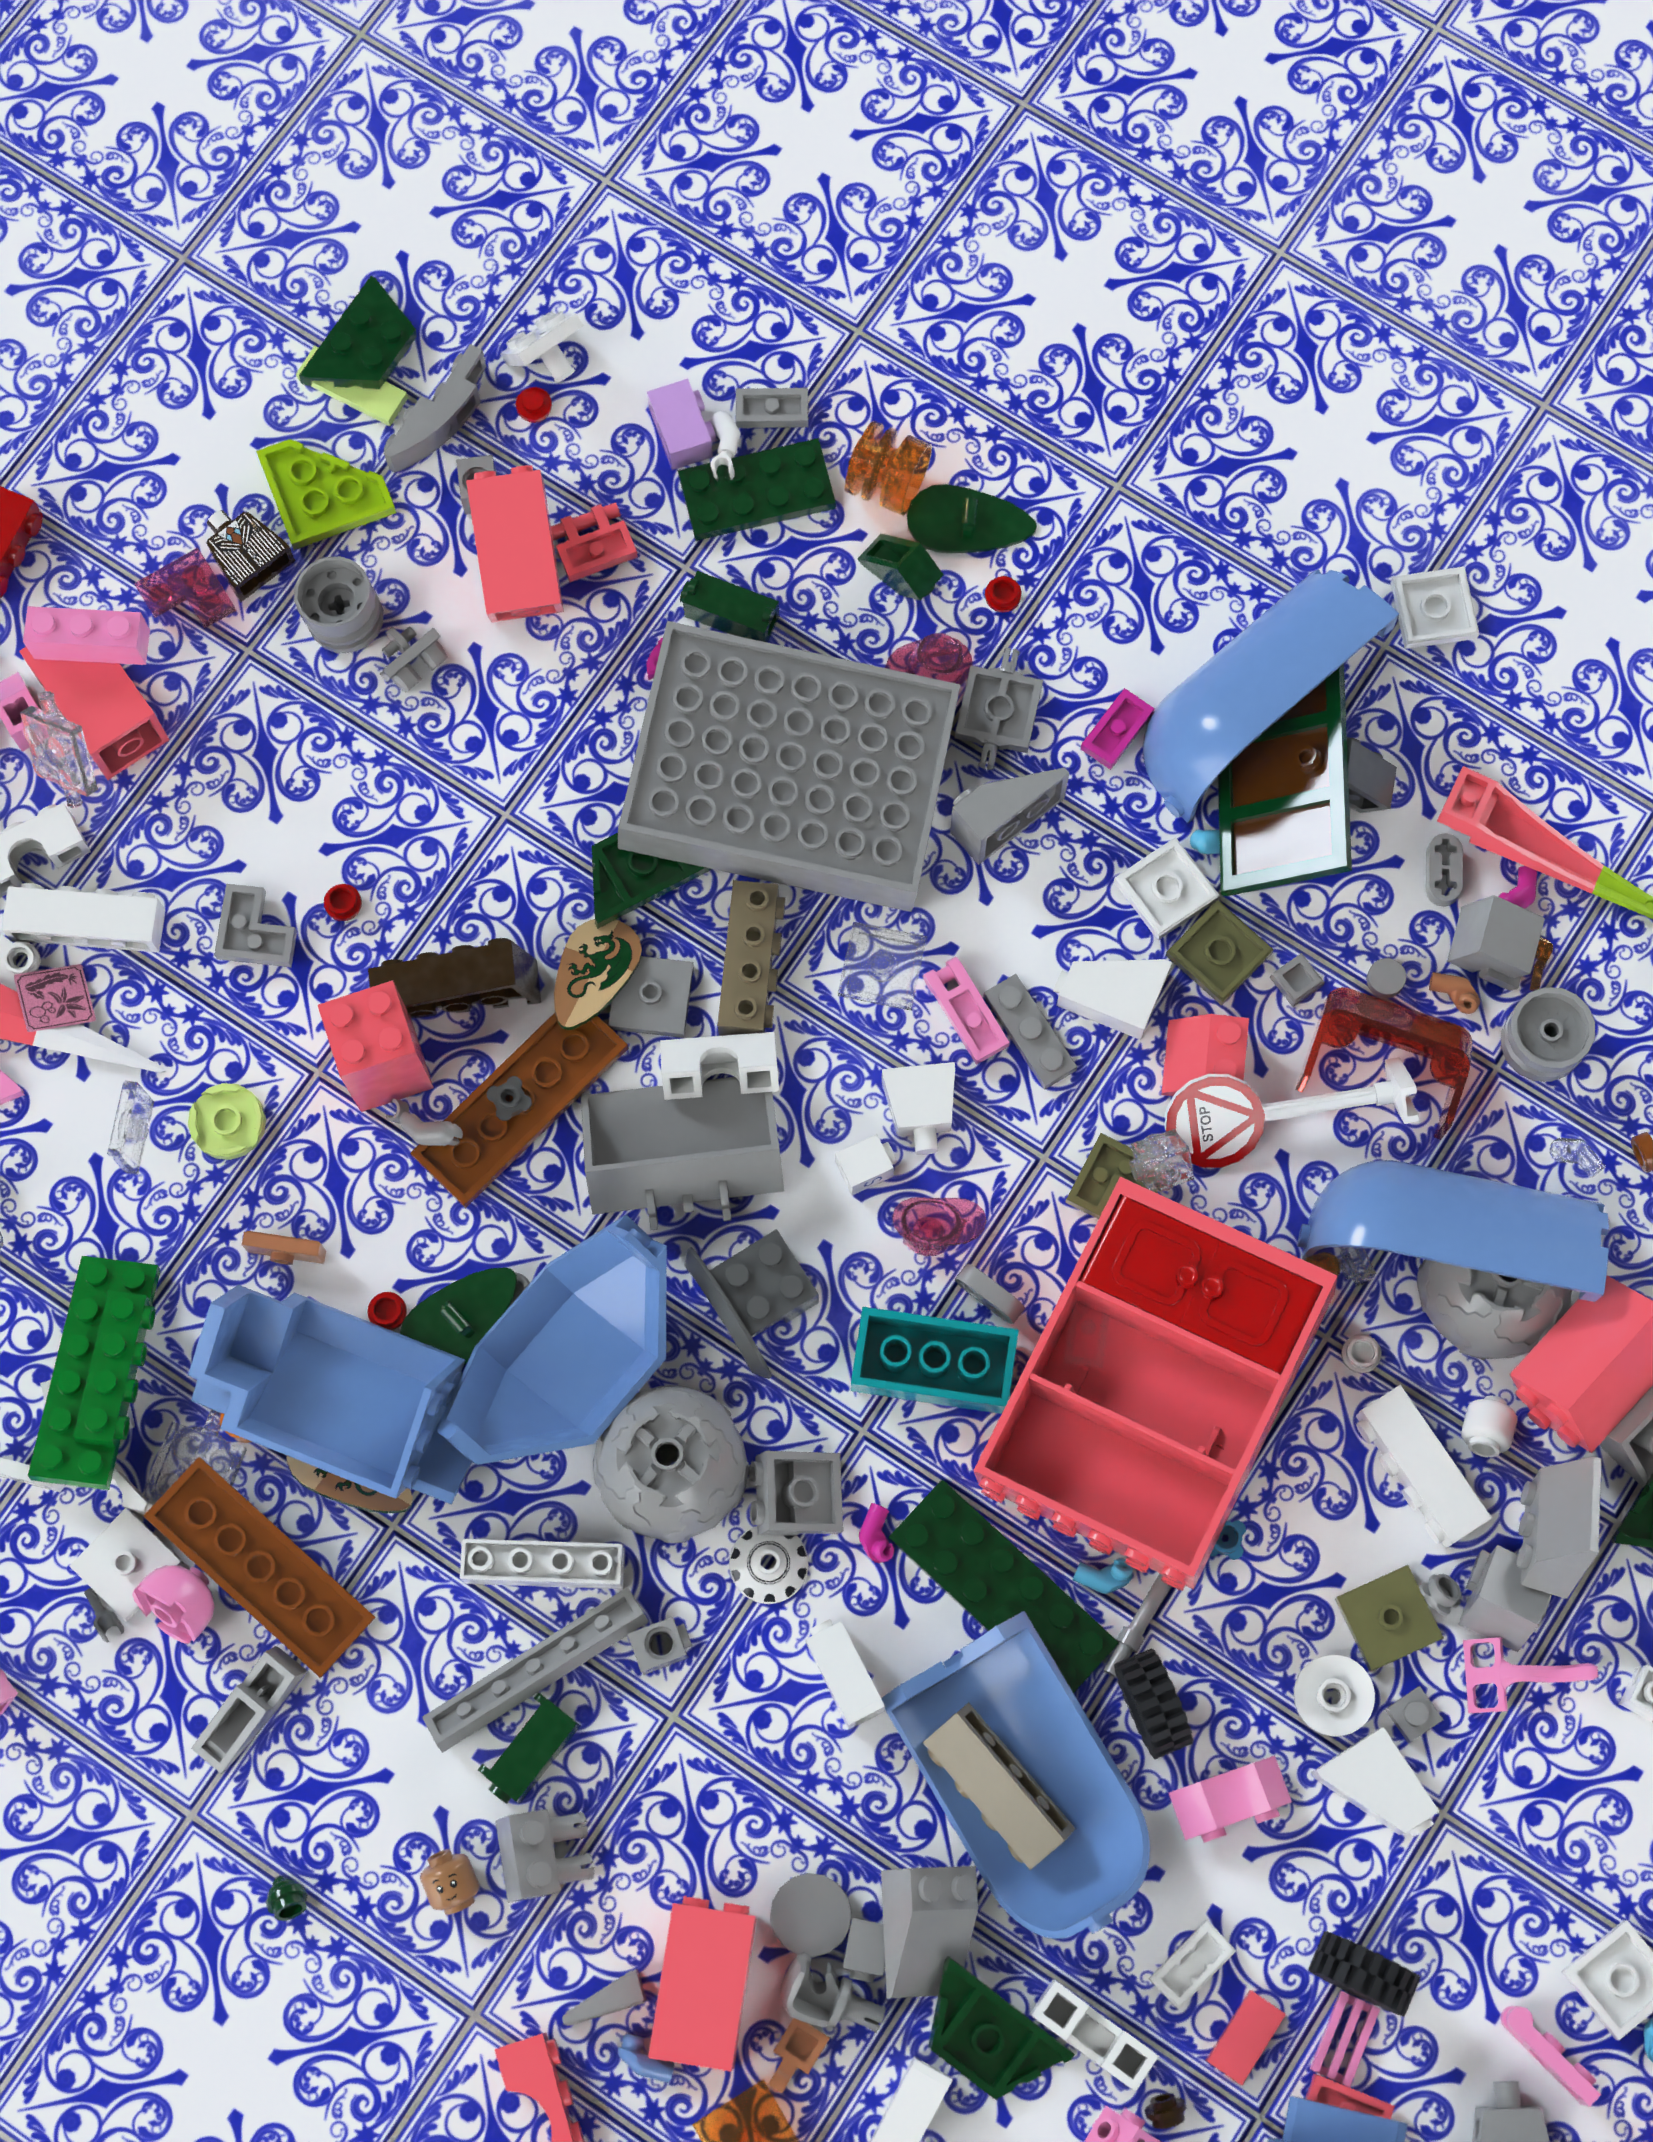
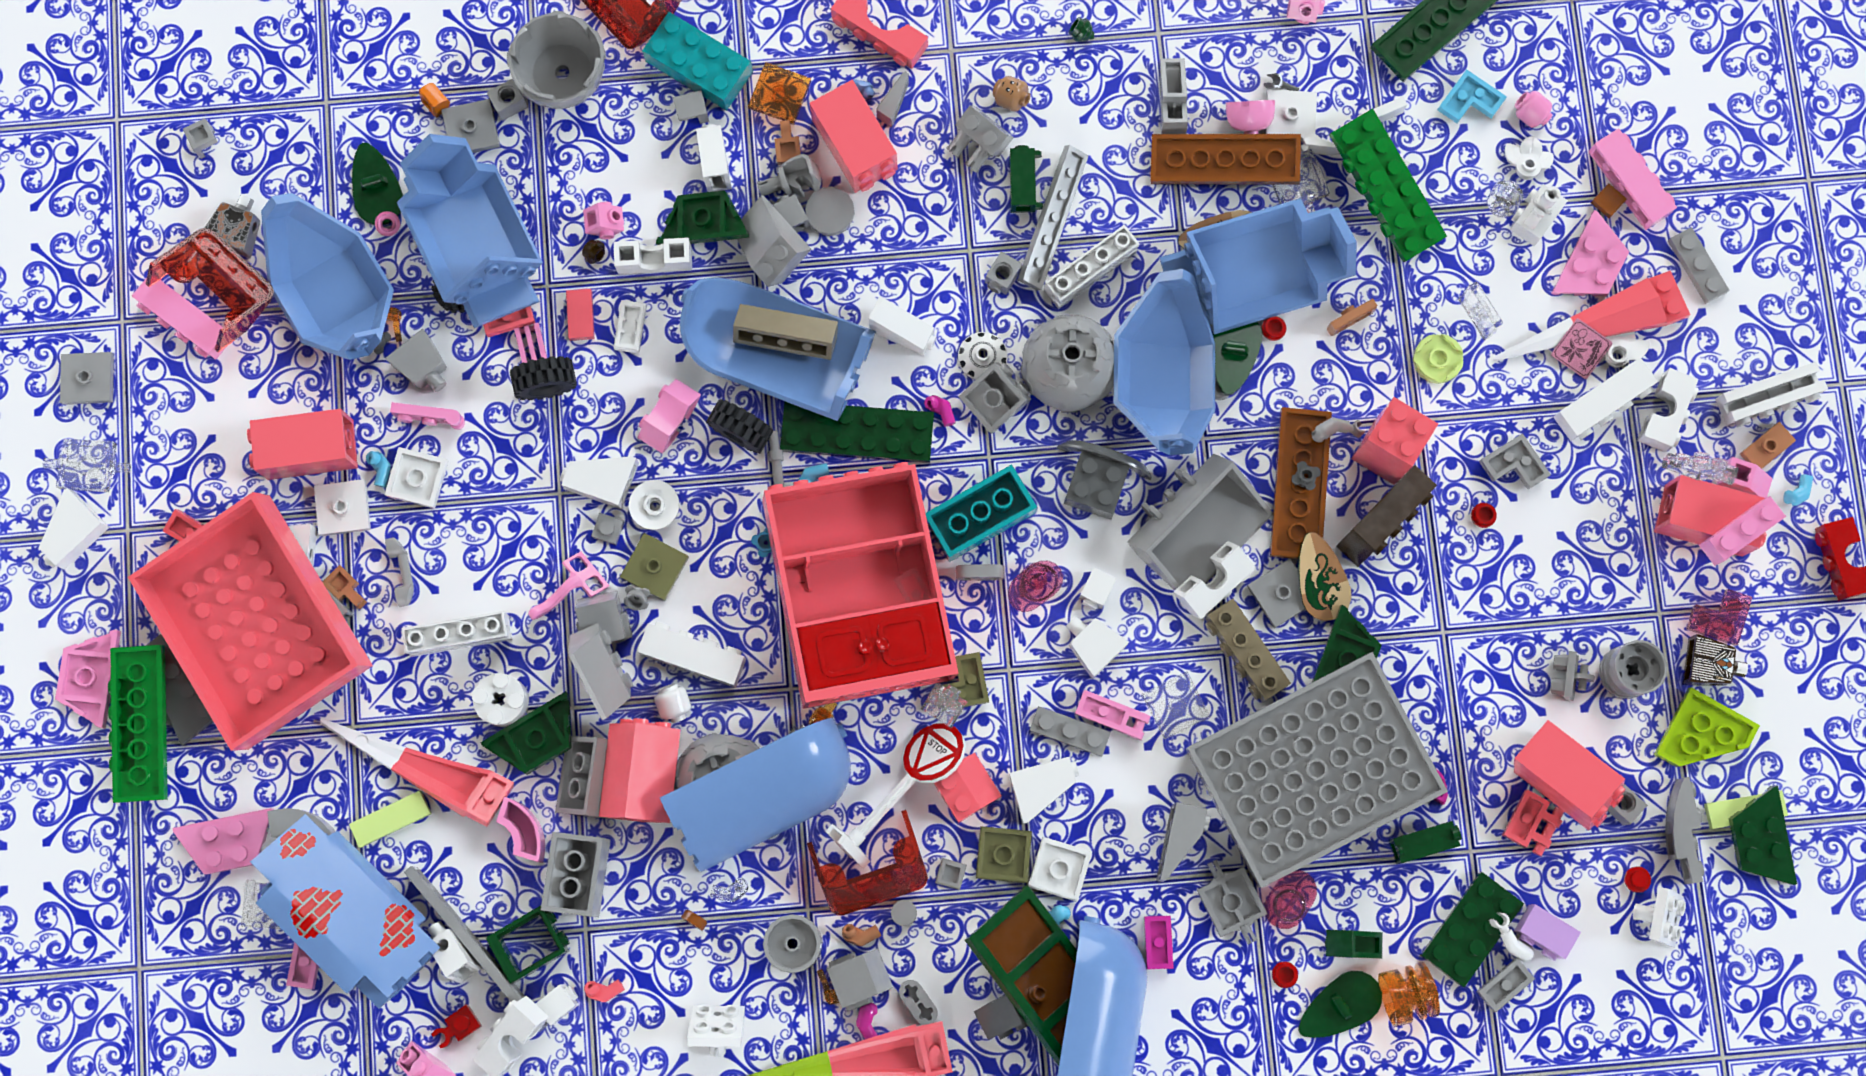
camera: 140 degrees right, 5 degrees up
(1361, 1353) = (766, 692): white plate -> none

